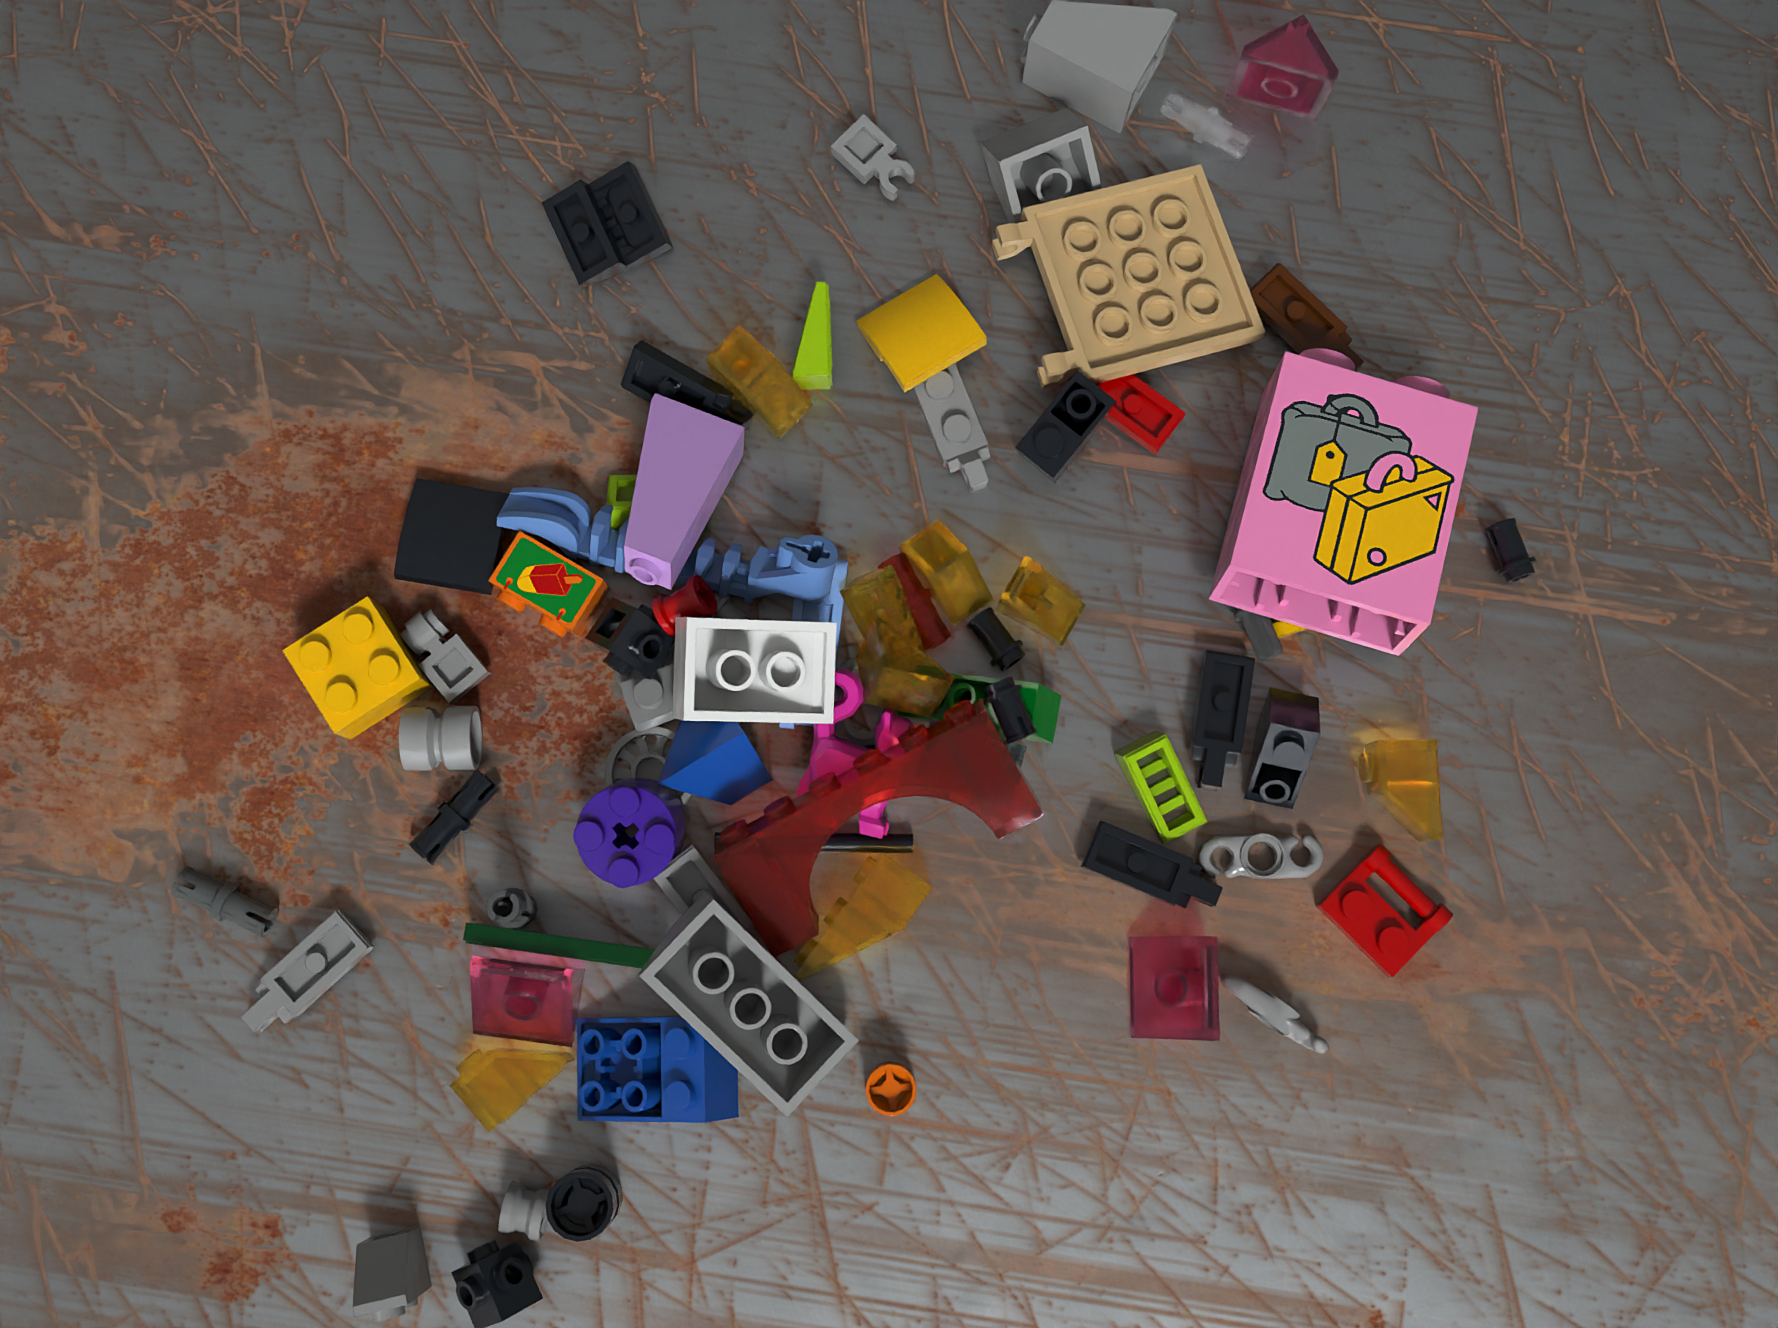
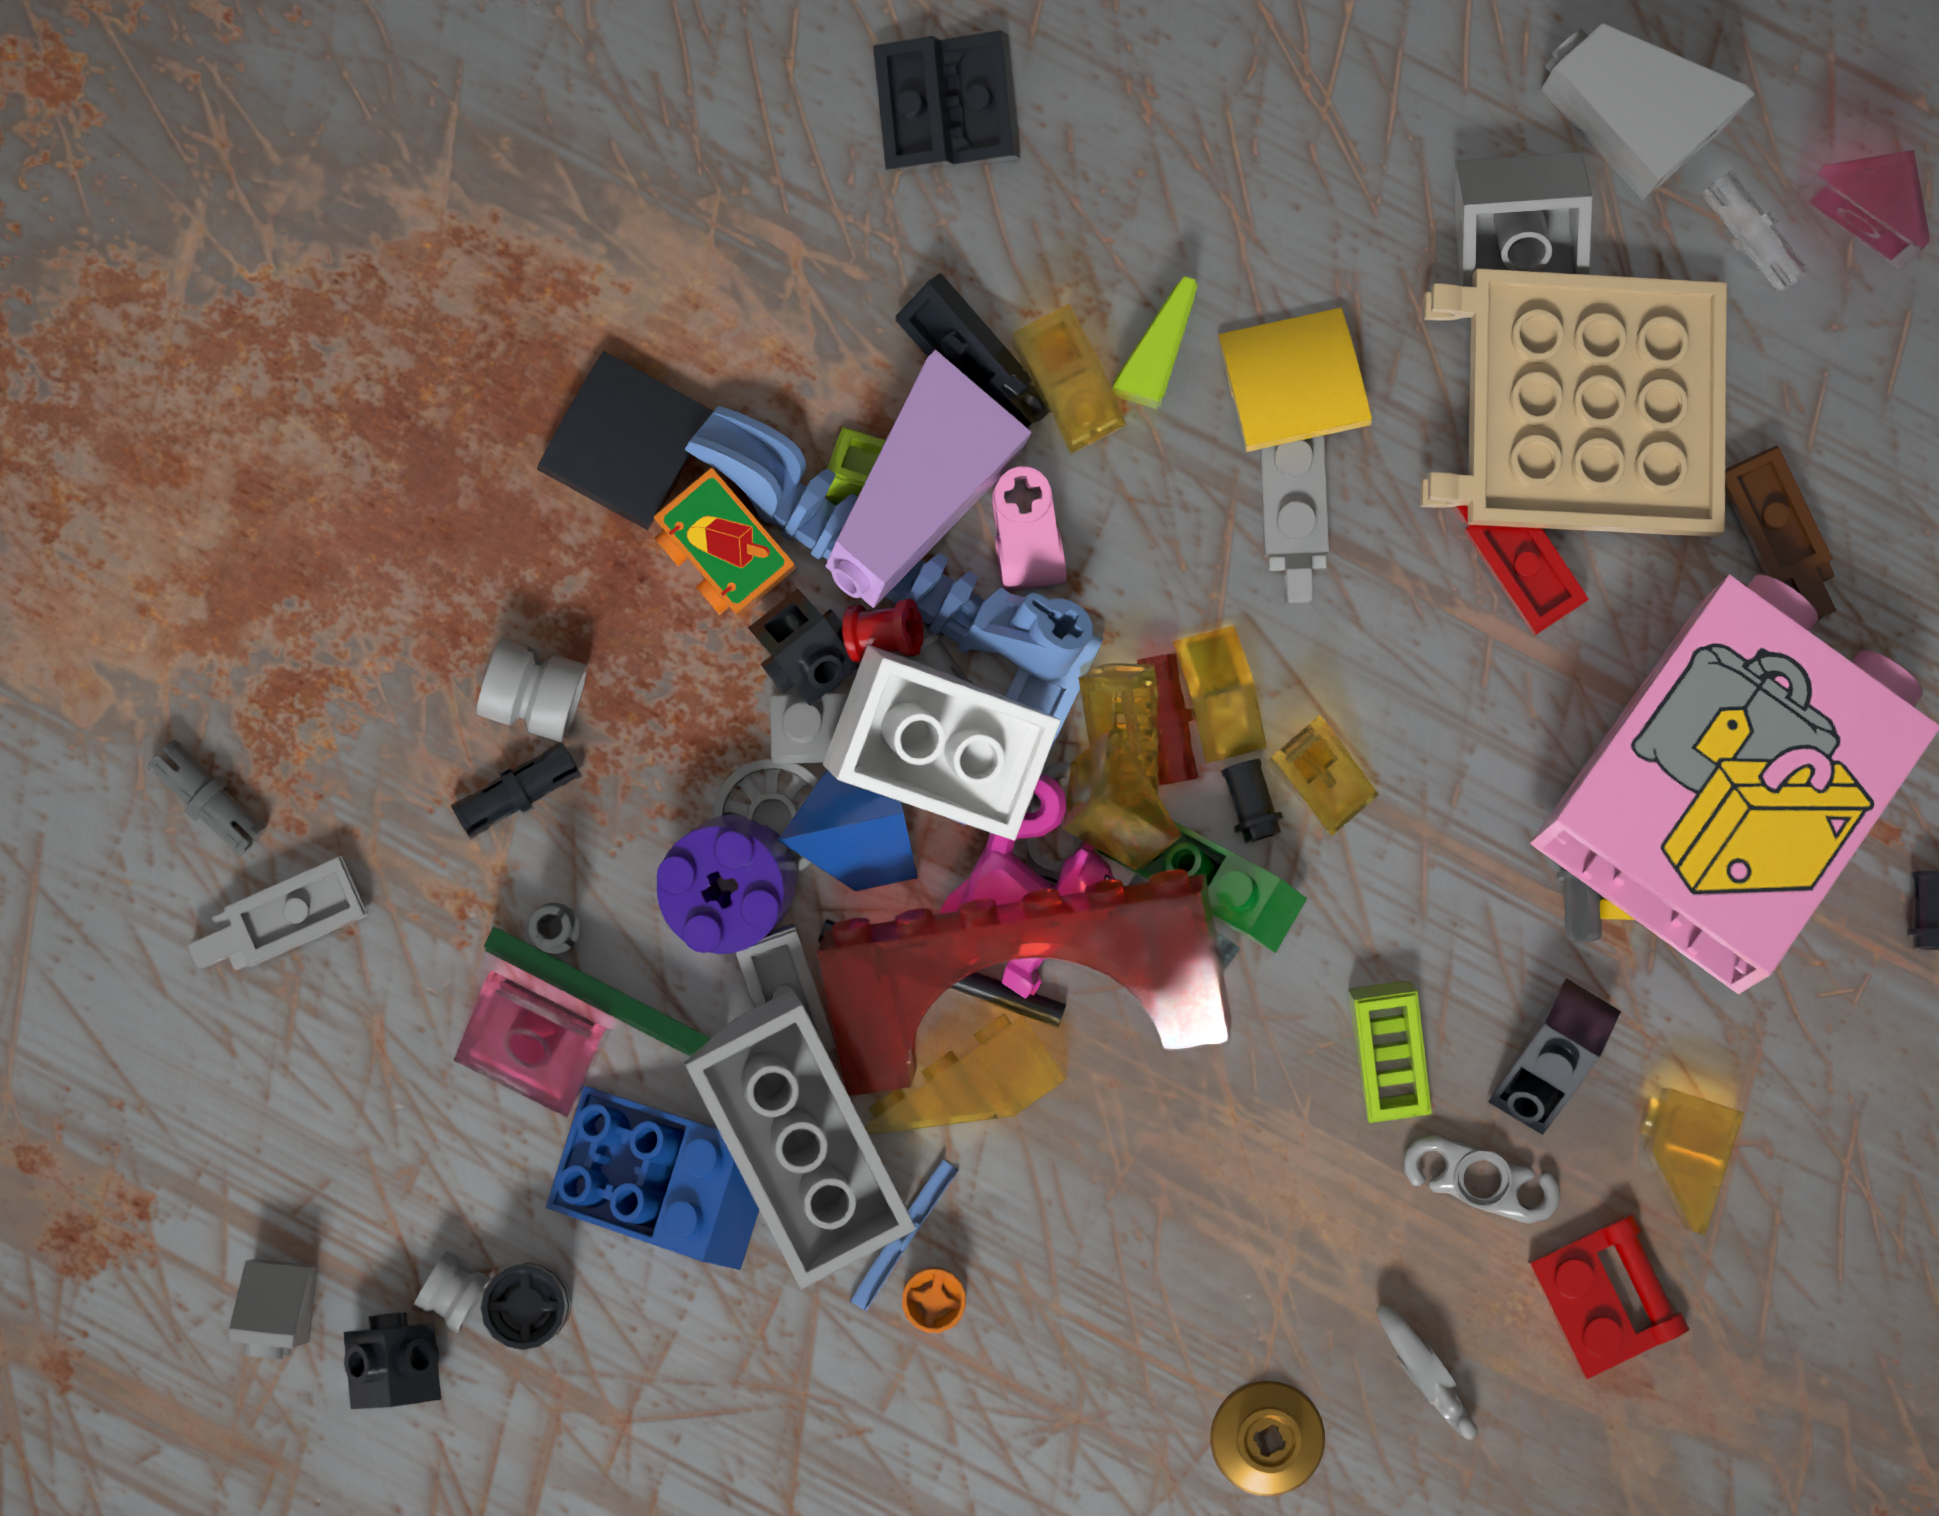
camera: 20 degrees right, 5 degrees up
(357, 668) = (458, 568): yellow brick -> none
(452, 664) = (572, 603): light grey plate -> none
(505, 1080) = (477, 1130): clear yellow slope -> none
(767, 508) = (1029, 543): none -> bright pink piece
(848, 1062) = (892, 1252): none -> medium blue piece
(869, 153) = (1309, 121): light grey plate -> none
(1010, 709) = (1233, 899): black pin -> none
(1065, 427) = (1429, 568): black slope -> none
(1147, 867) = (1337, 1144): black hinge -> none
(1156, 1087) = (1251, 1411): none -> pearl gold piece
(1174, 987) = (1315, 1298): clear pink slope -> none
(1220, 715) = (1495, 989): black hinge -> none

